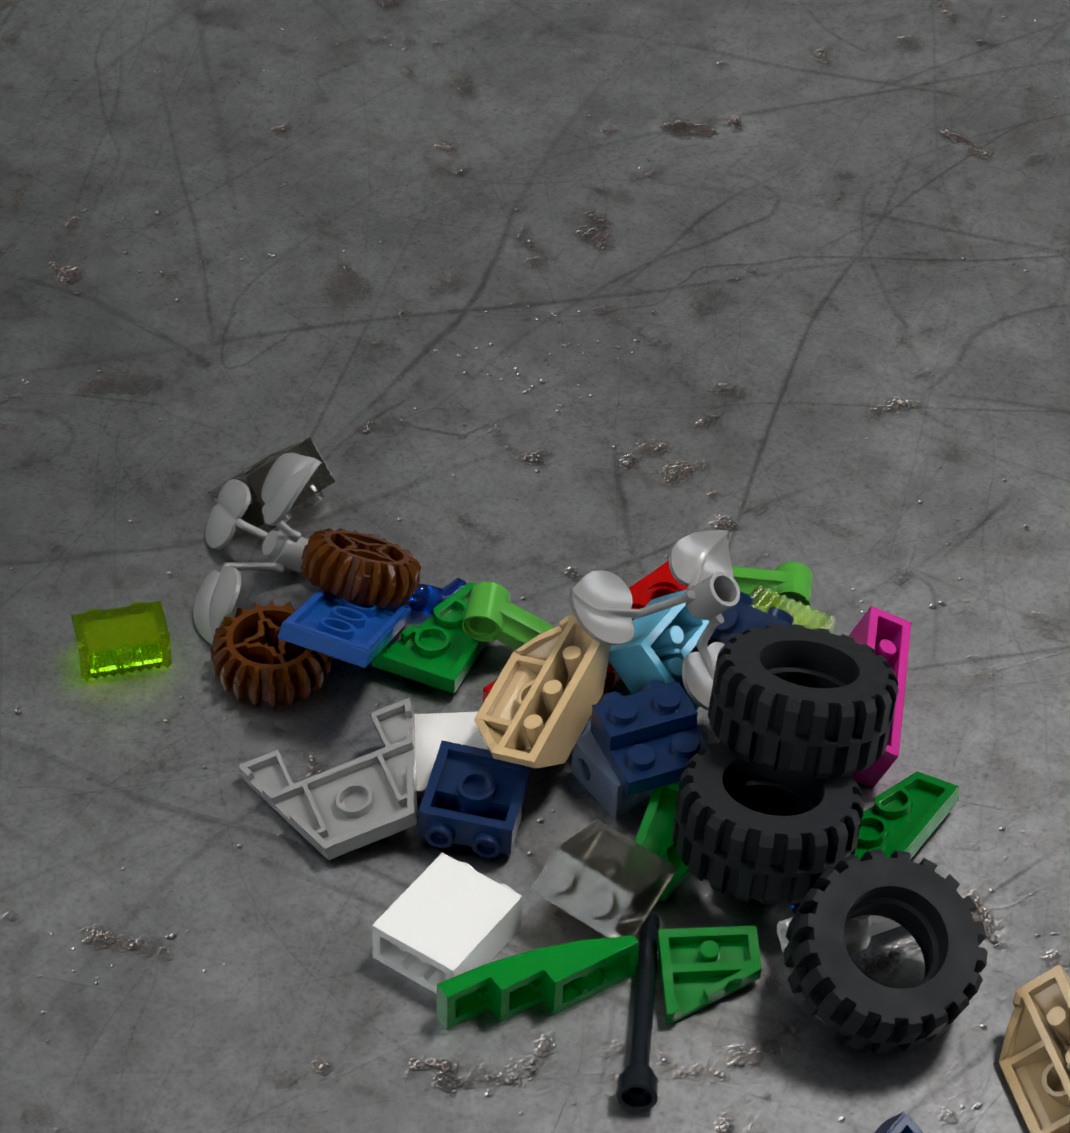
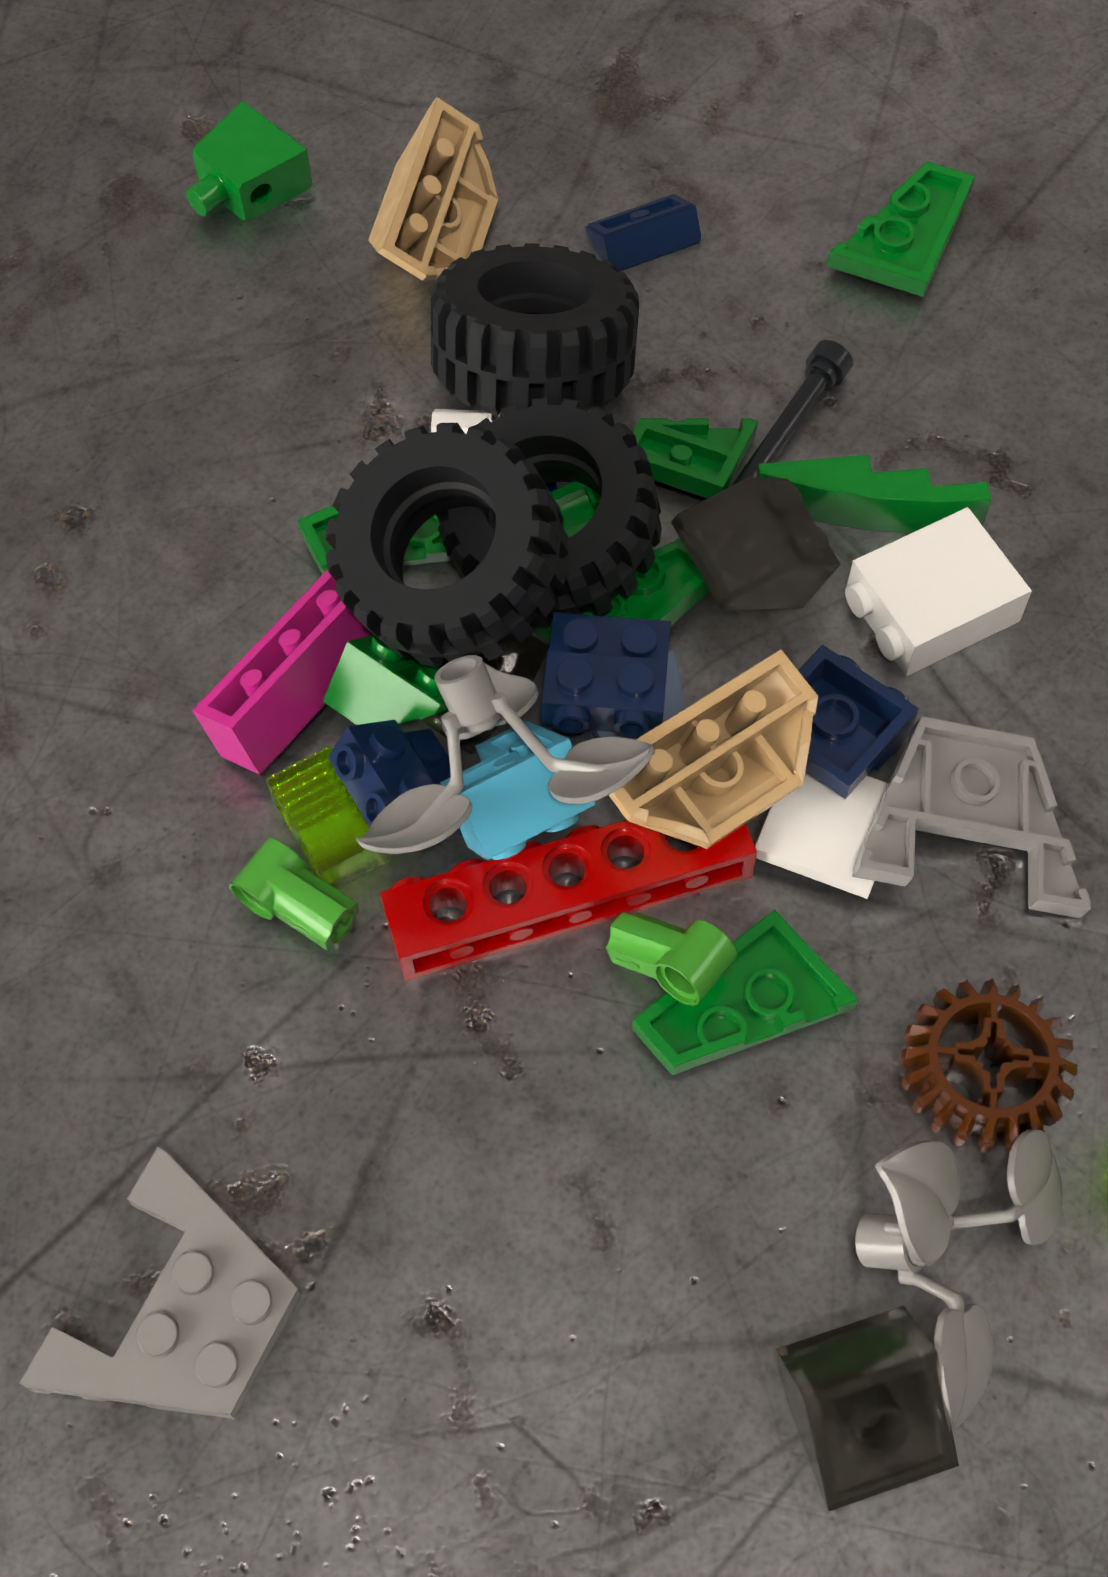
camera: 150 degrees left, 20 degrees up
(343, 628) = (892, 1015): blue tile -> none
(360, 568) = (808, 1102): reddish brown gear -> none
(428, 597) = (723, 1076): clear blue arm -> none
(660, 410) = (201, 1324): none -> light grey wing

